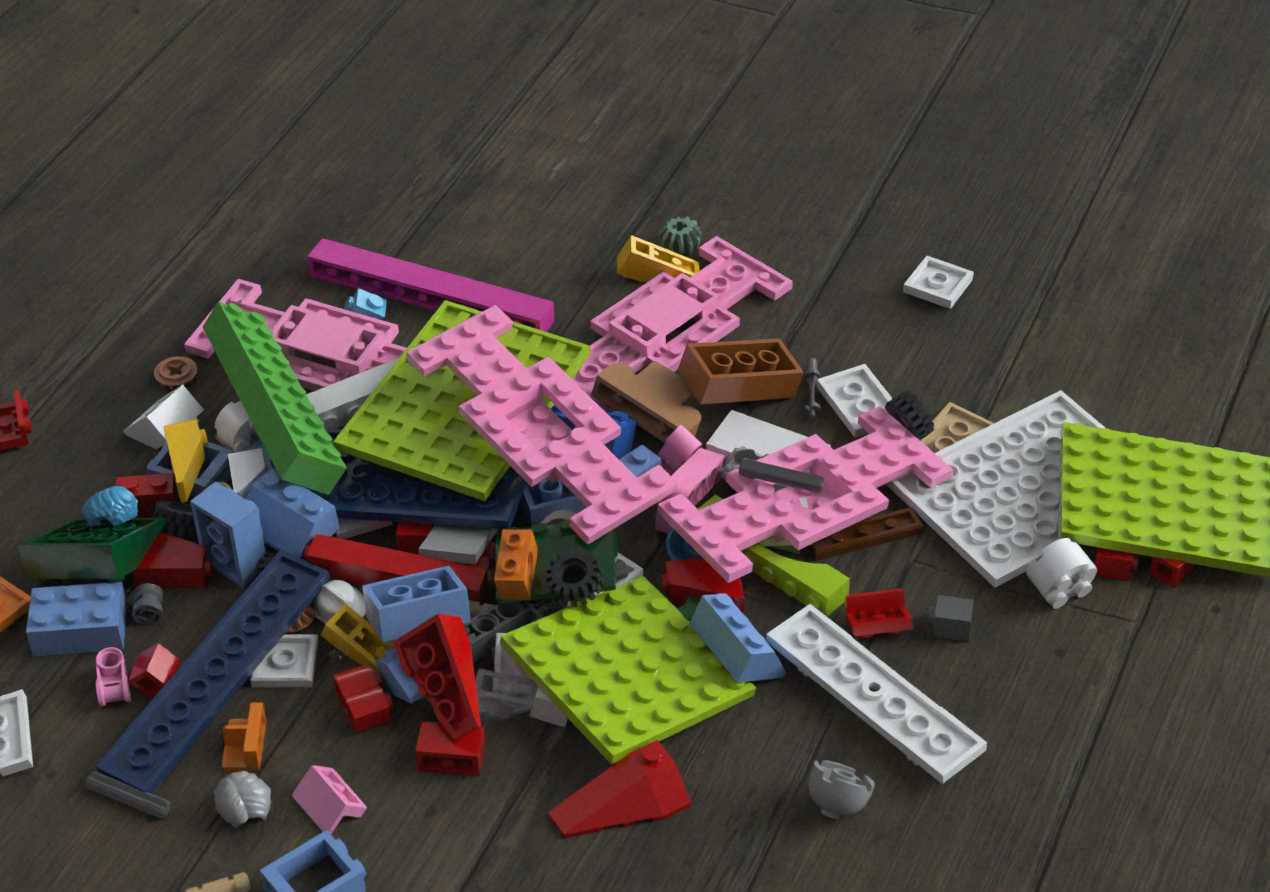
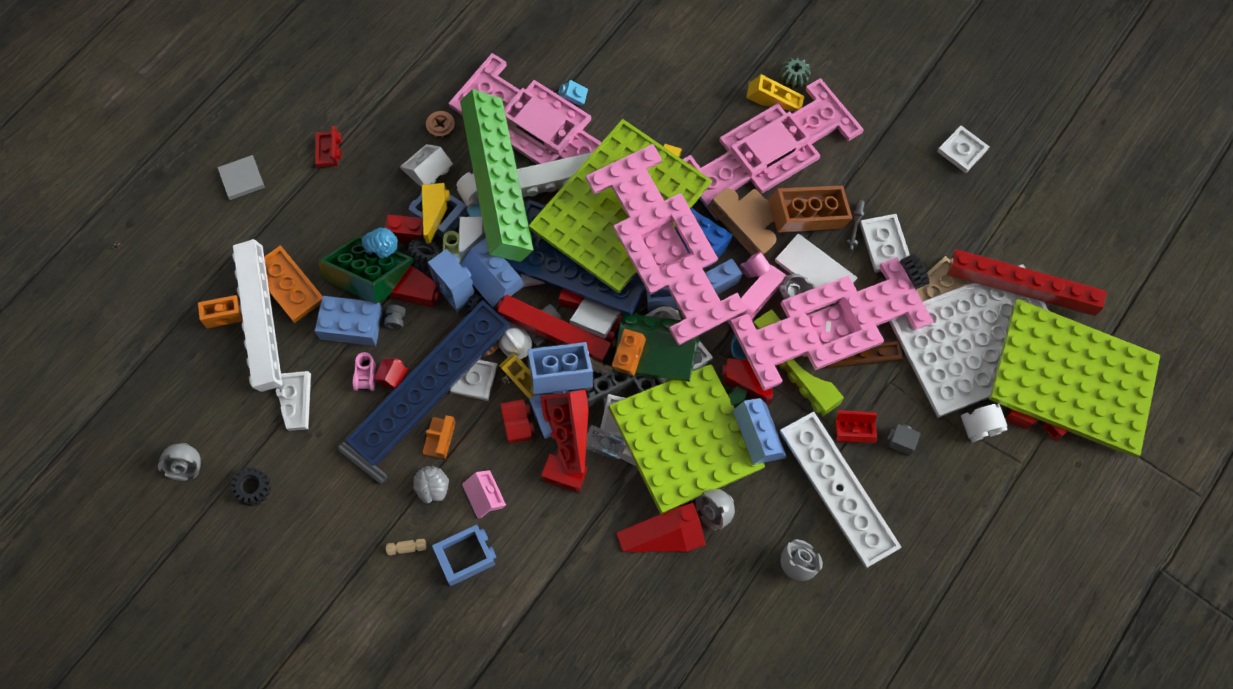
camera: 10 degrees right, 25 degrees up
(422, 284) = (619, 86): dark pink brick -> none
(577, 591) = (668, 381): black tyre -> none
(694, 746) = (716, 508): none -> light grey cylinder
(781, 475) = (816, 313): dark grey axle -> none
(1071, 403) = (1026, 282): none -> red brick

